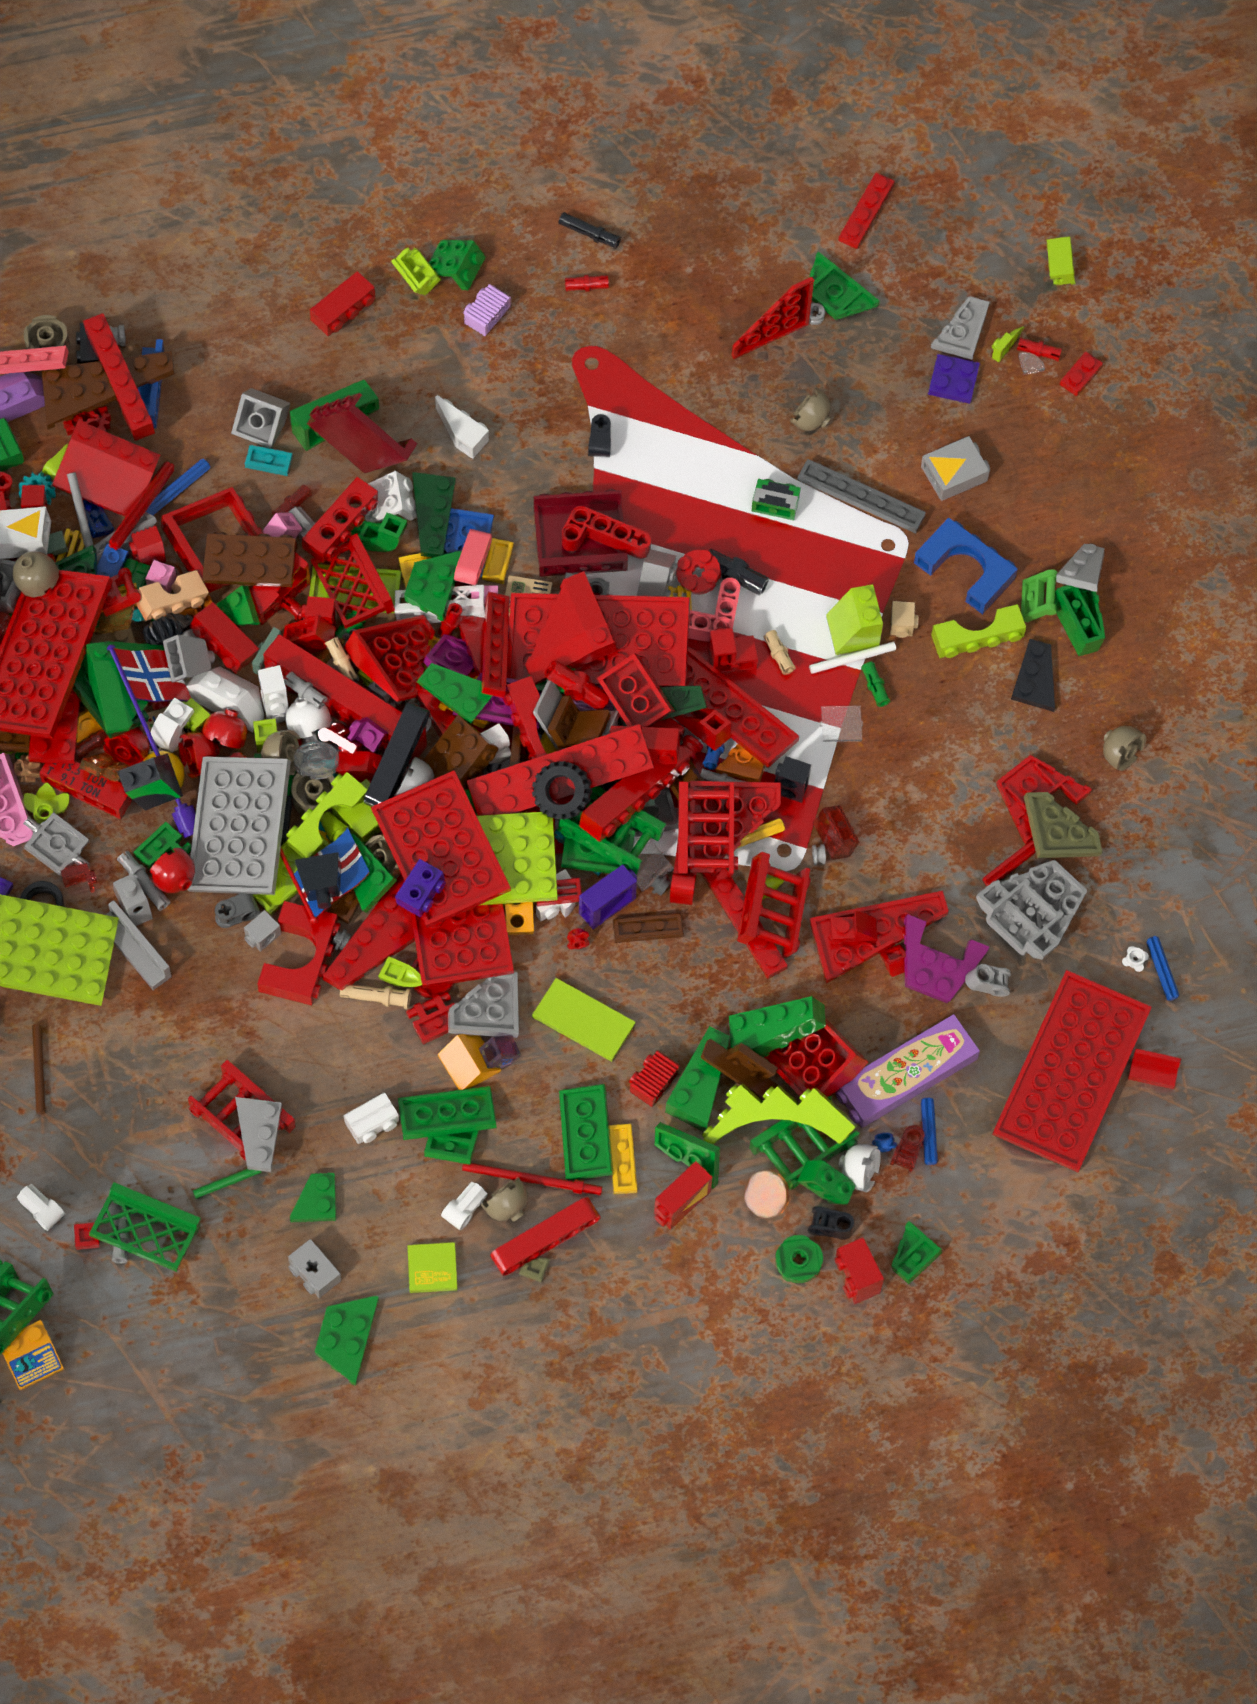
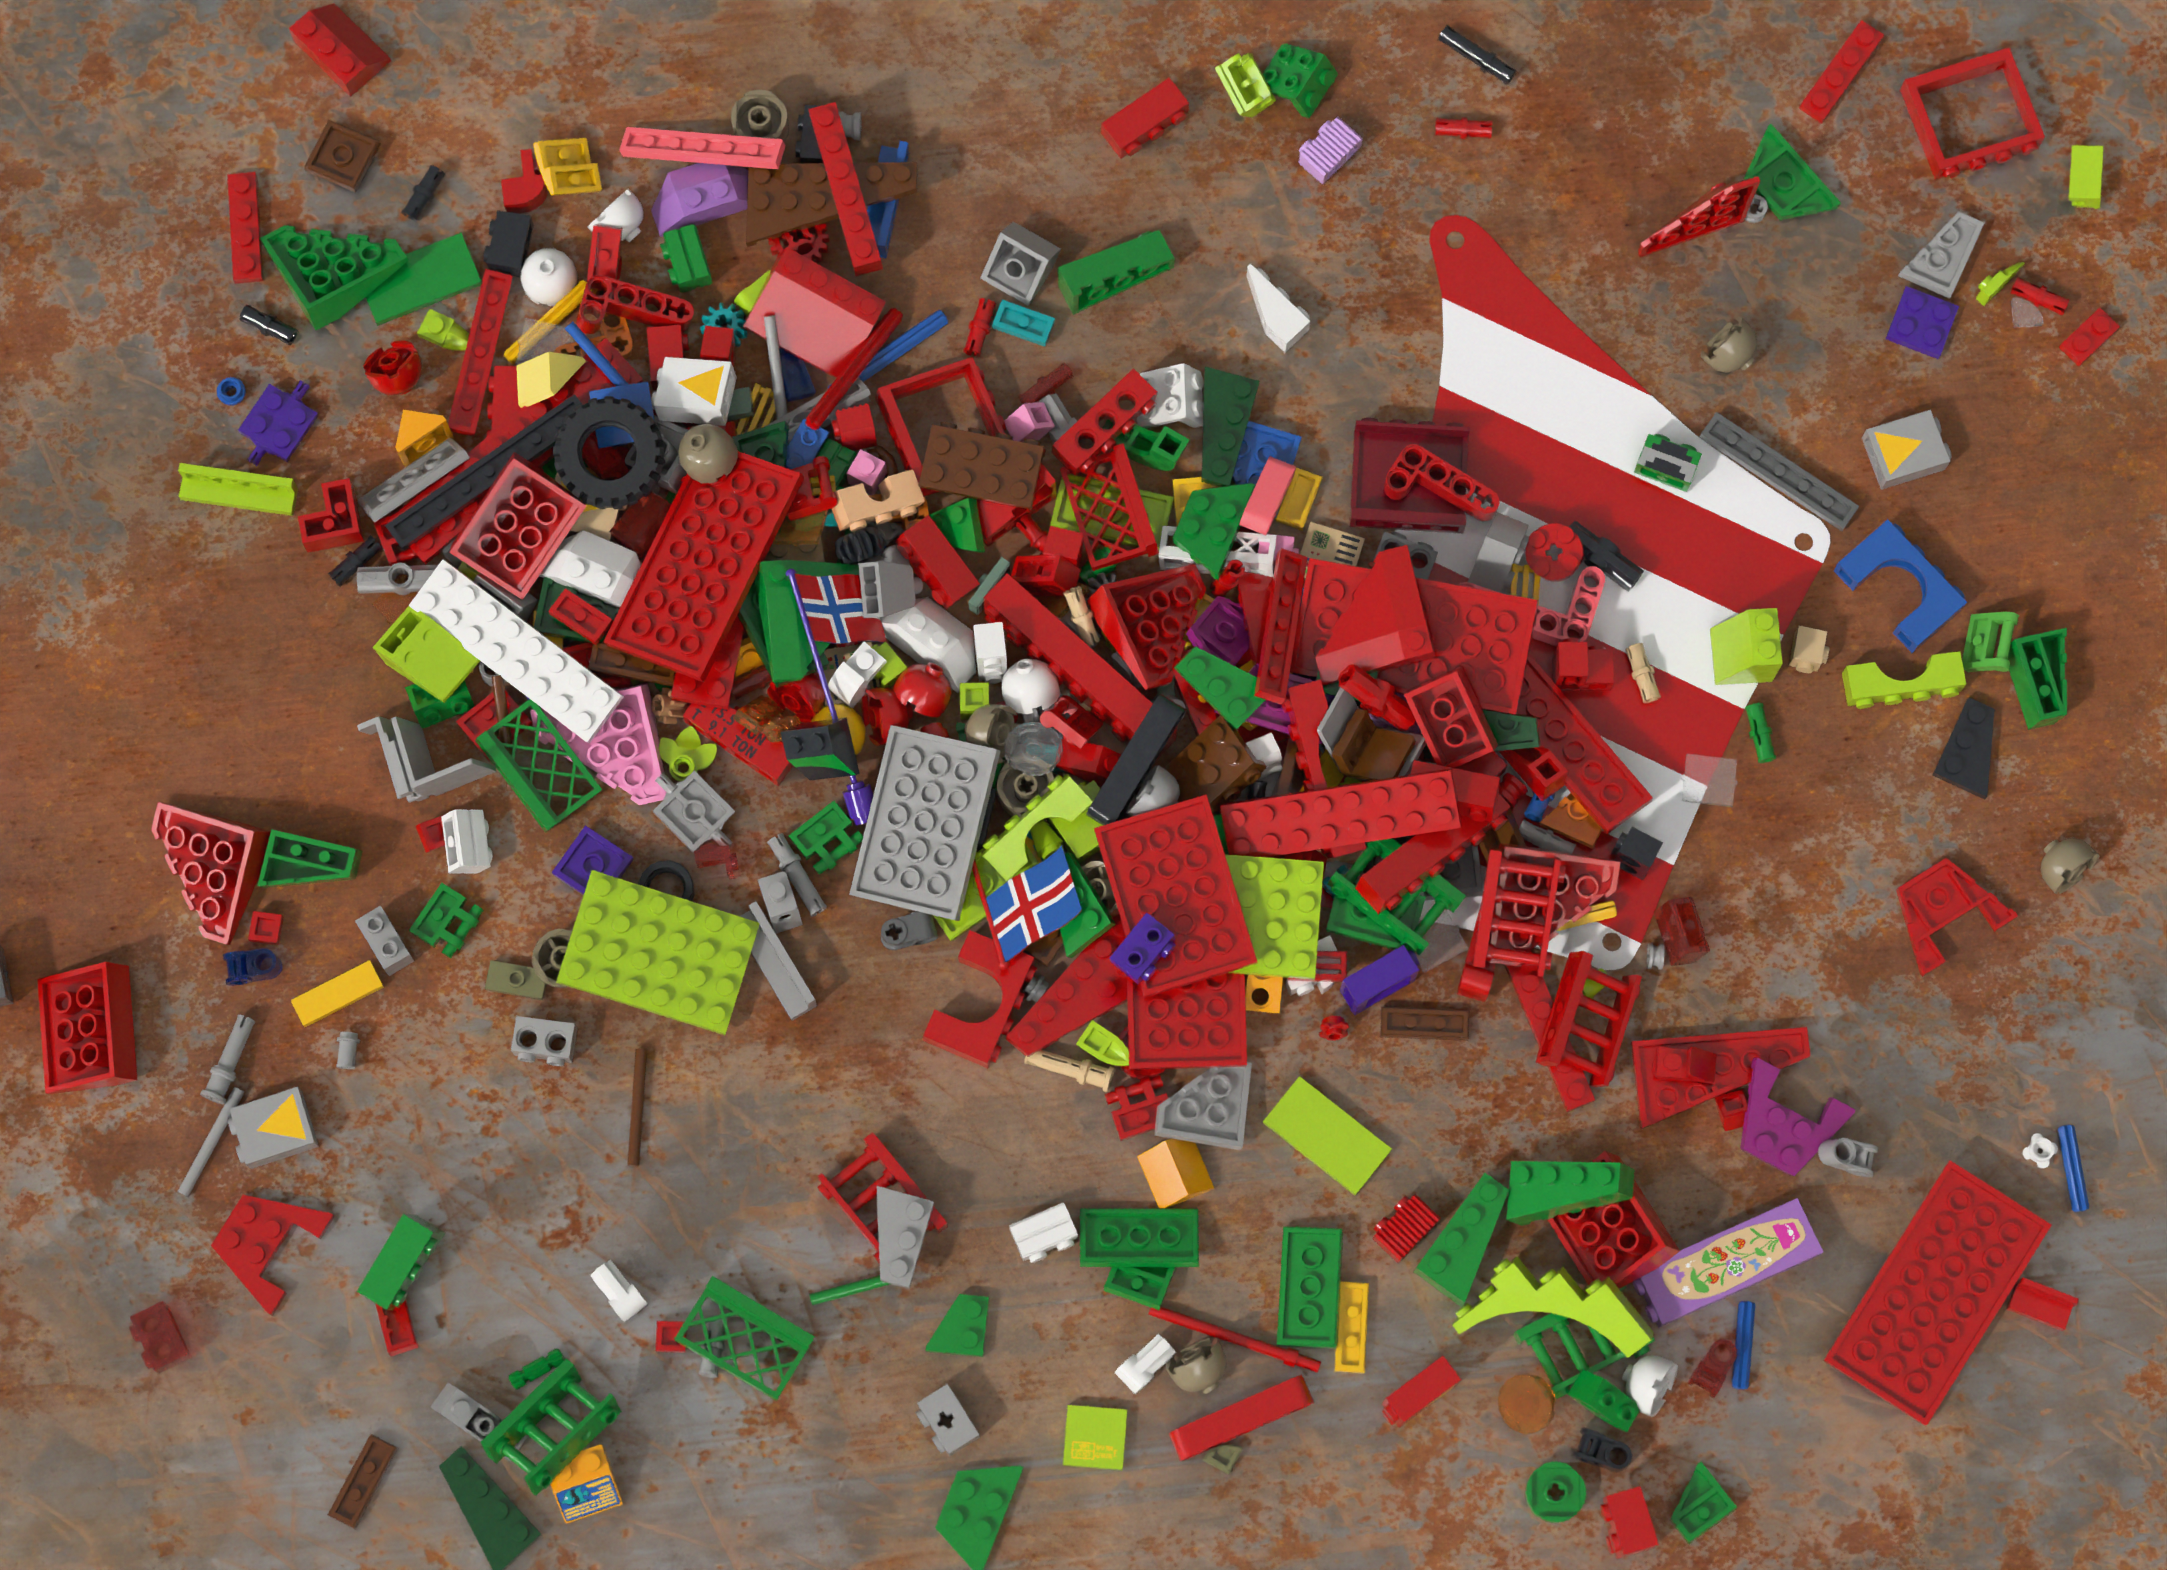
camera: 10 degrees right, 10 degrees up
(173, 871) = (835, 874): red cylinder -> none
(235, 467) = (979, 327): none -> red pin
(261, 931) = (936, 964): light grey brick -> none
(305, 690) = (1031, 655): light grey pin -> none
(320, 877) = (1019, 913): black torso -> none
(358, 435) = (1139, 318): dark red panel -> none
(367, 733) = (1102, 724): magenta bracket -> none
(500, 1051) = (1216, 1167): brick -> none
(542, 786) = (1322, 860): black tyre -> none
(599, 438) = (1451, 350): black piece -> none
(660, 884) = (1448, 969): dark grey plate -> none
(688, 1149) = (1438, 1331): green wing -> none
(741, 1066) = (1519, 1235): reddish brown bracket -> none
(853, 657) = (1736, 692): white bar -> none
(884, 1142) = (1684, 1353): blue plate -> none
(955, 200) = (1960, 72): none -> red window
(1010, 863) = (1911, 993): red axle -> none
(1033, 907) = (1920, 1068): light grey wedge -> none
(1058, 829) = (1968, 965): olive plate -> none
(1083, 568) = (2053, 614): light grey wing -> none

